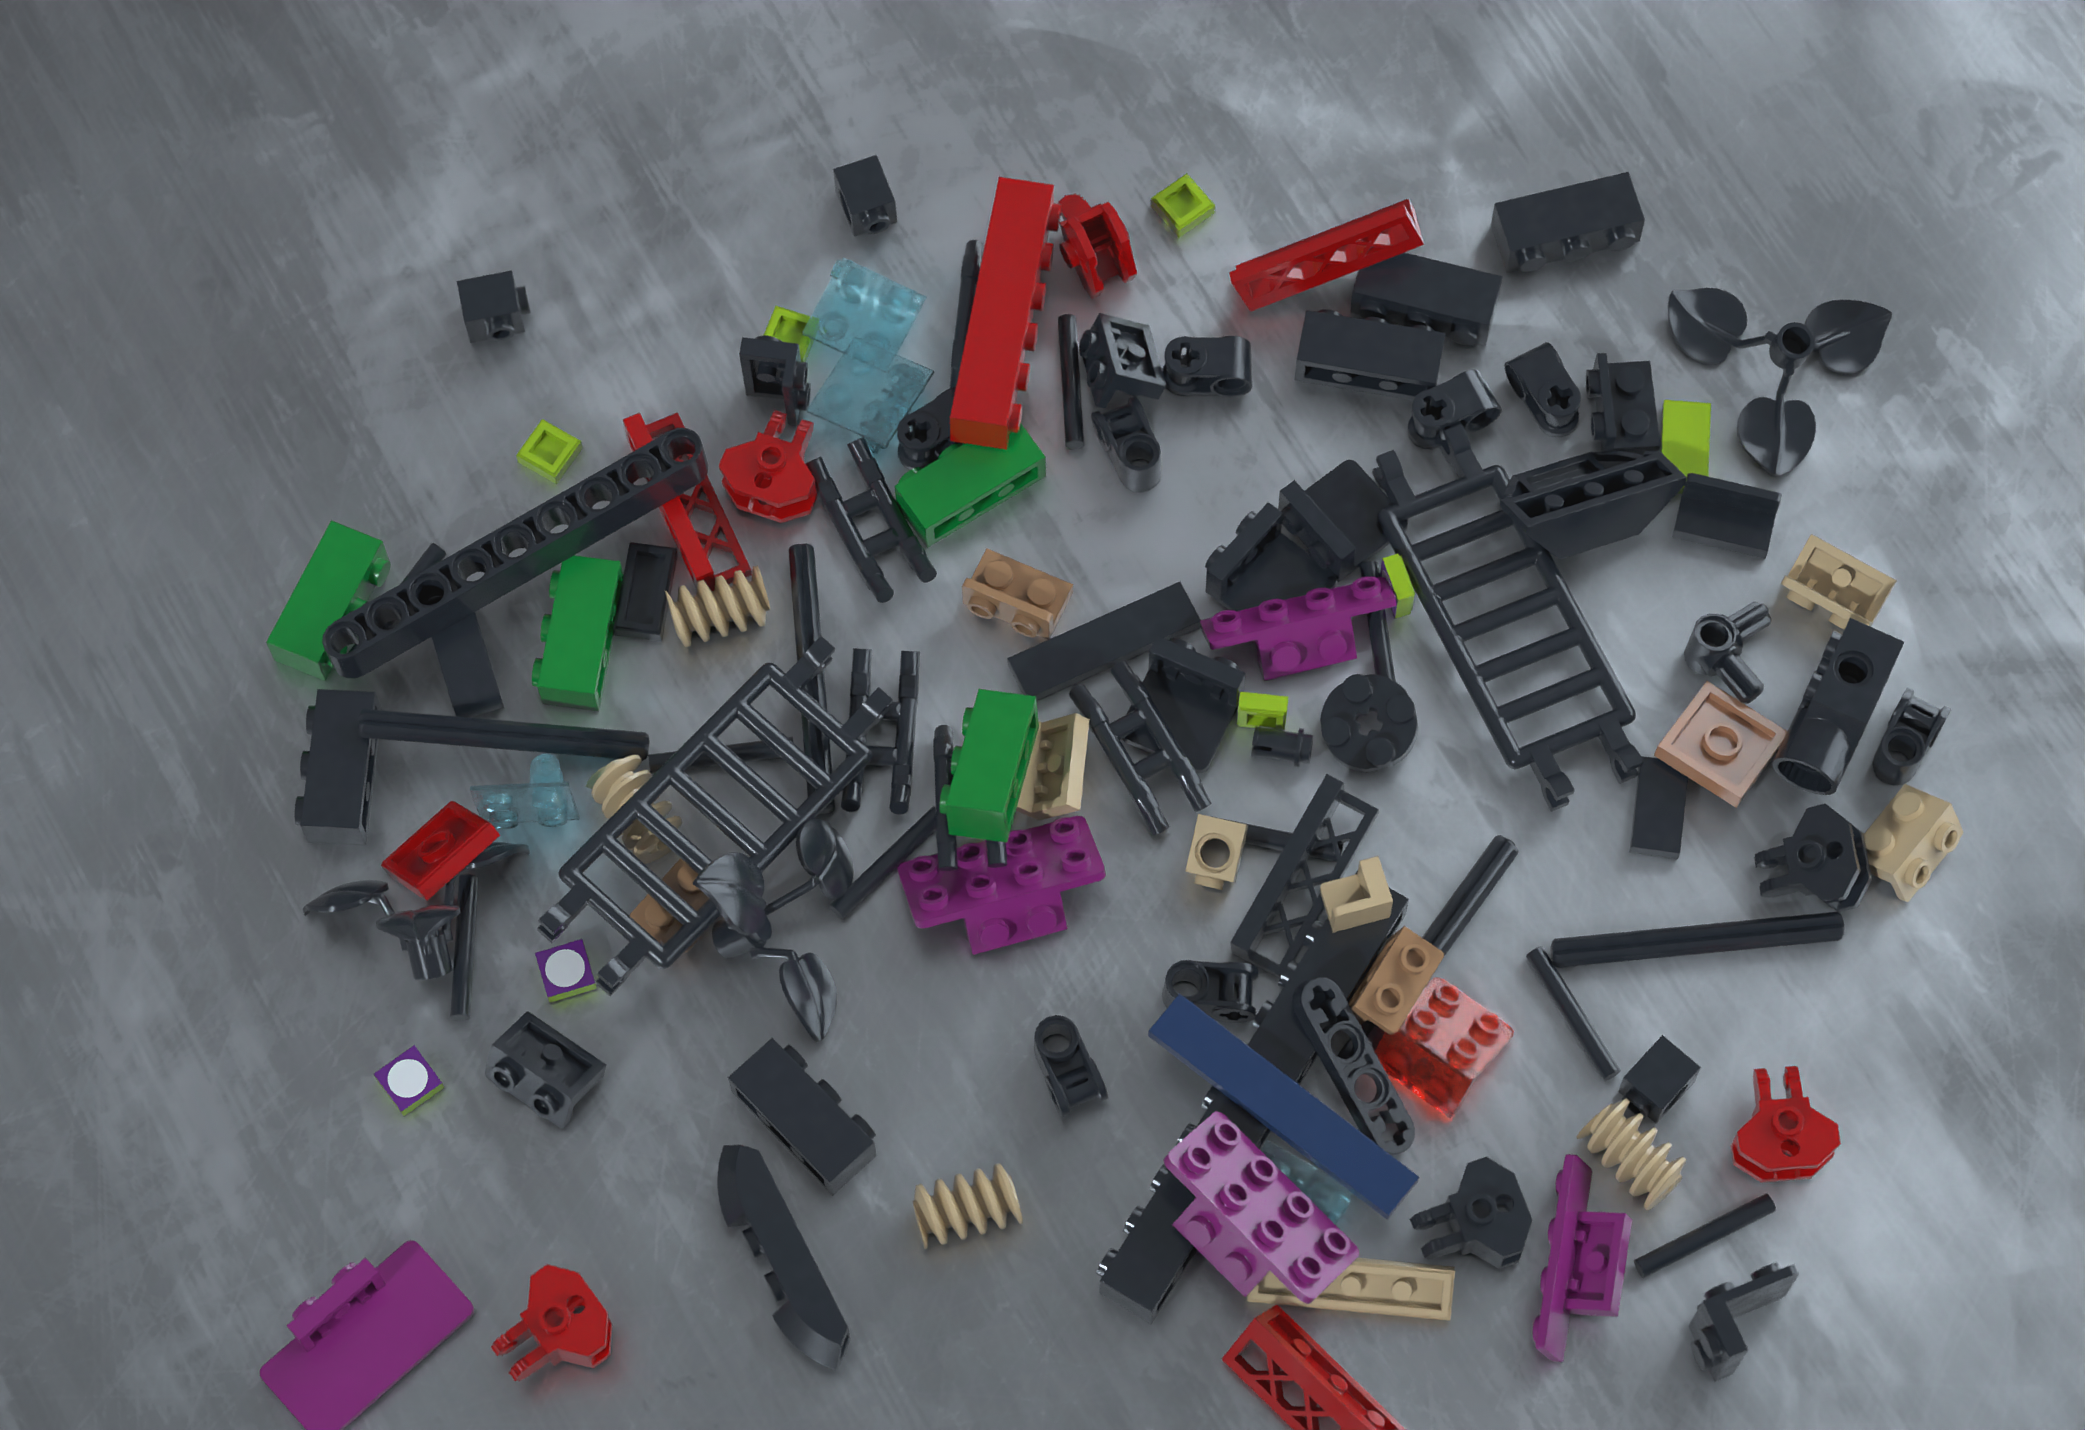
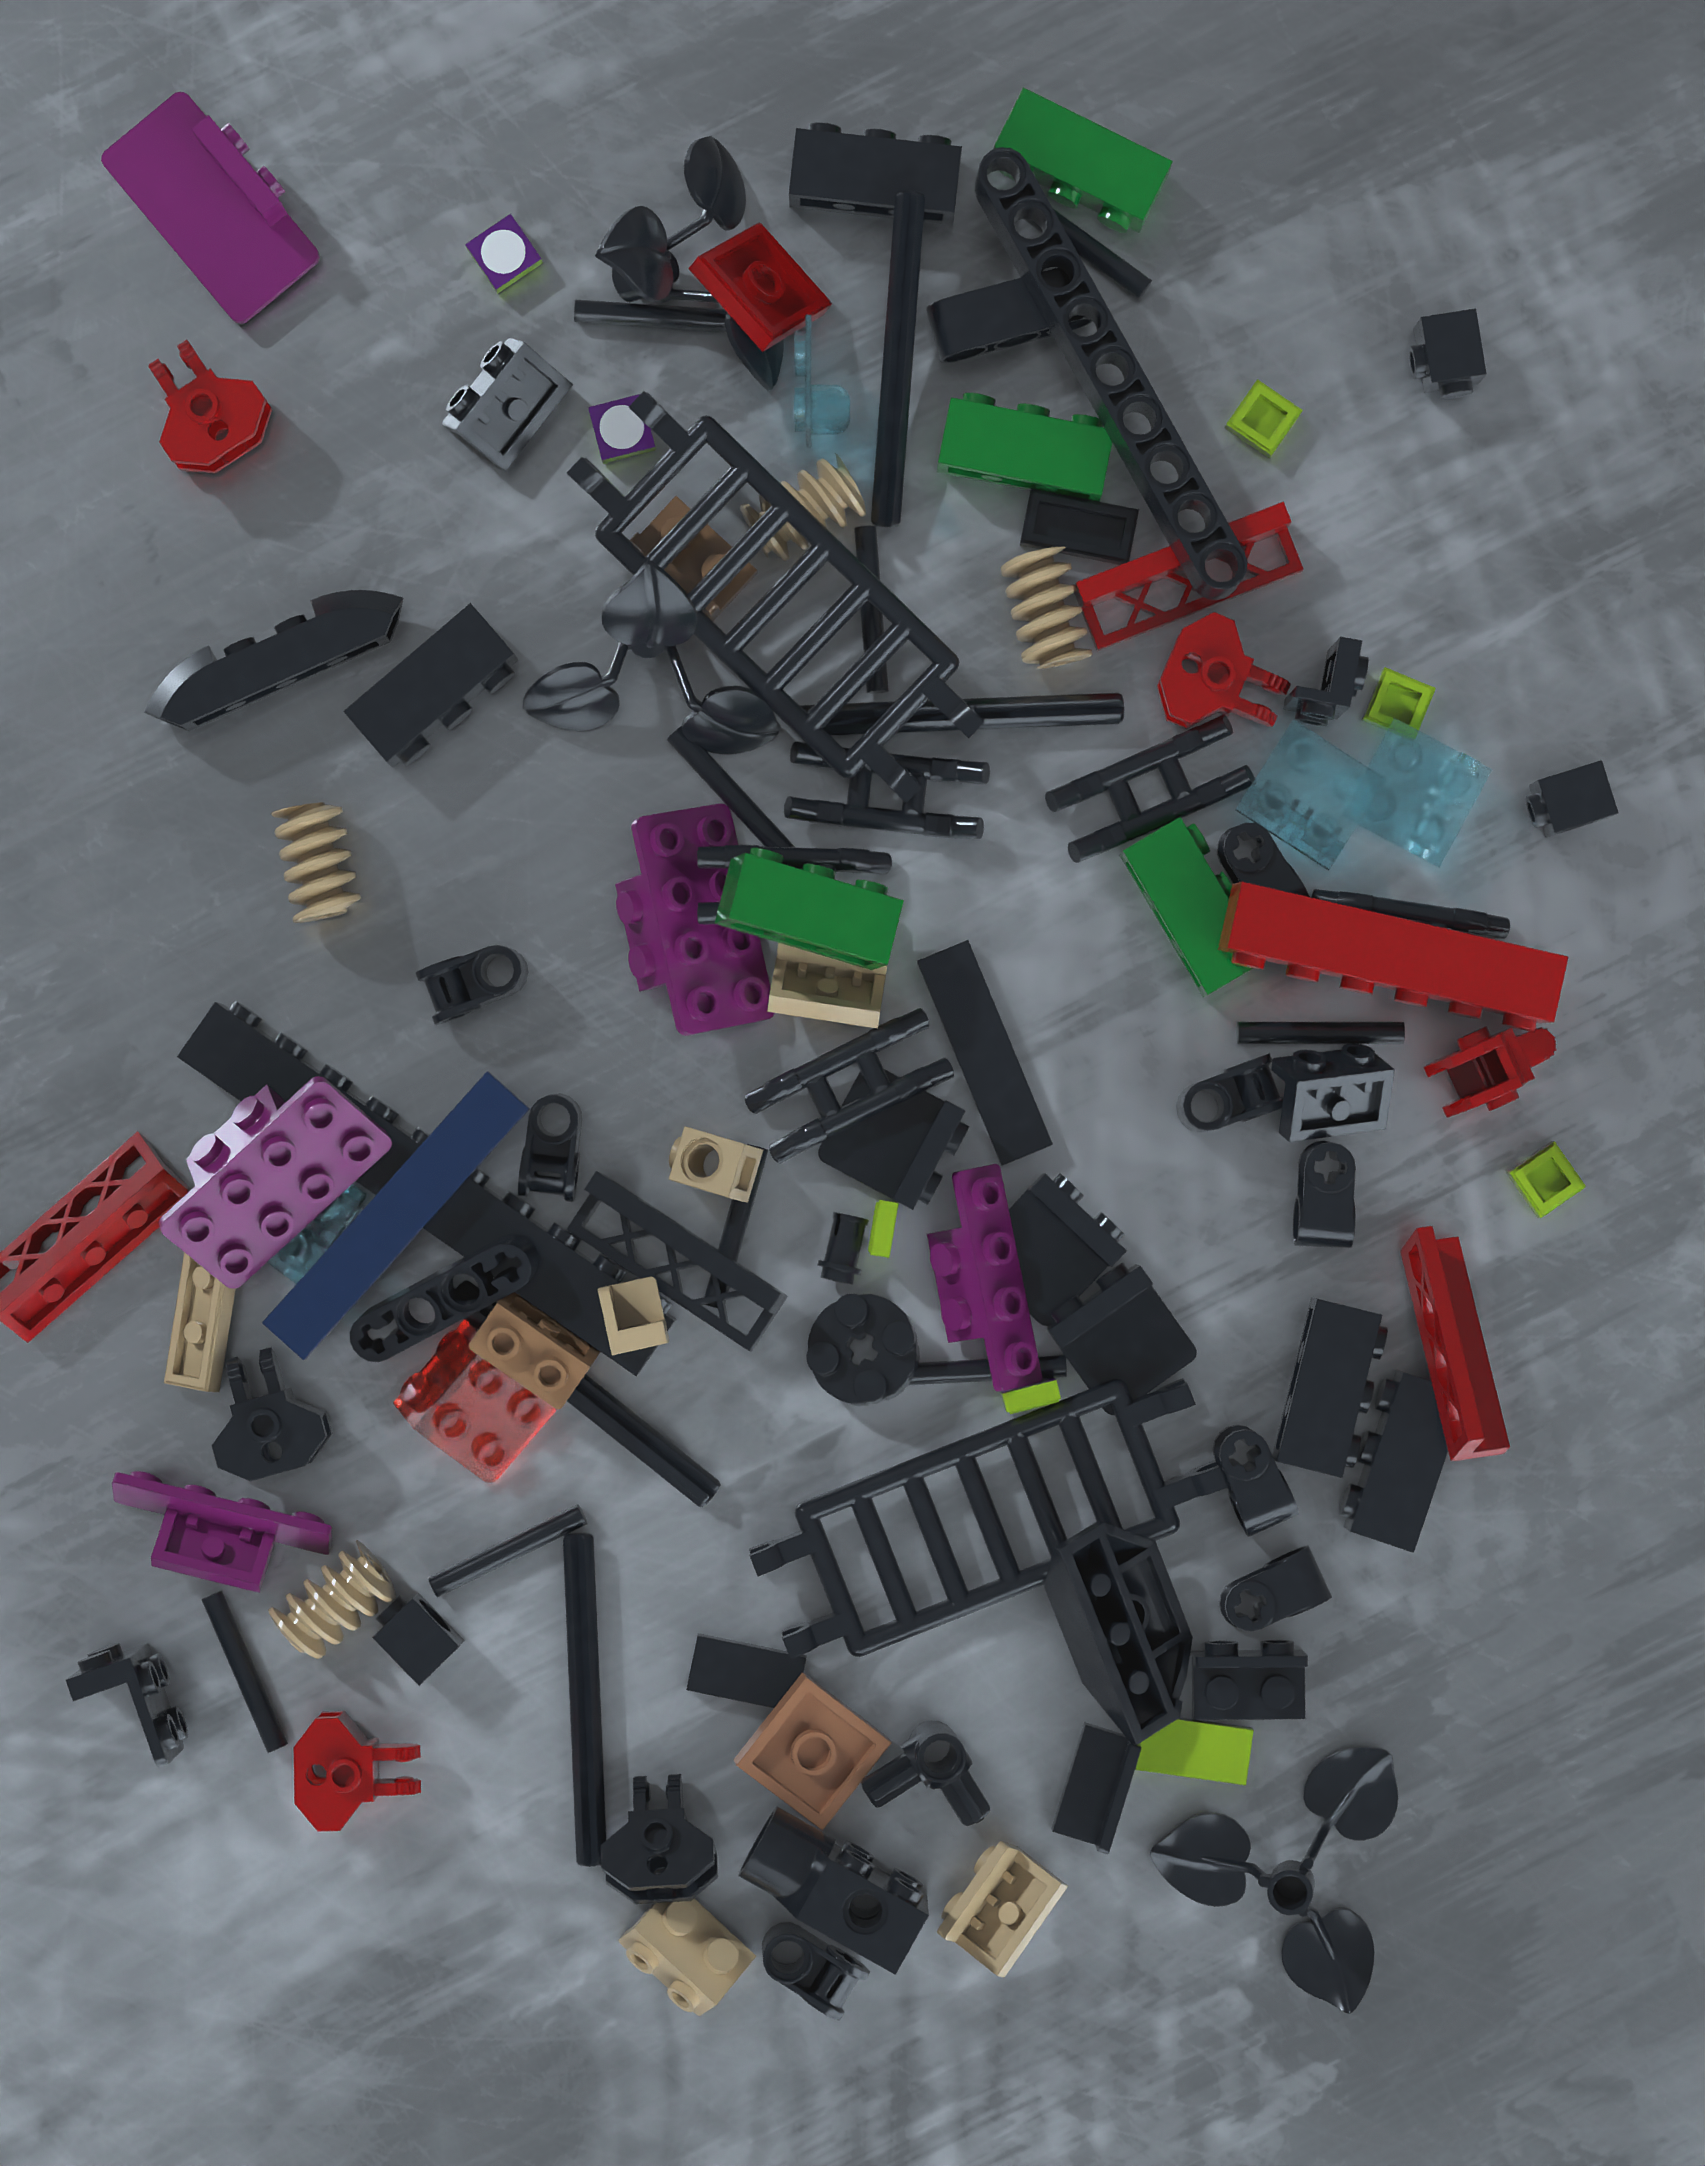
camera: 90 degrees right, 20 degrees up
(1016, 595) = (1050, 955): medium nougat bracket -> none
(1567, 223) = (1489, 1639): black brick -> none

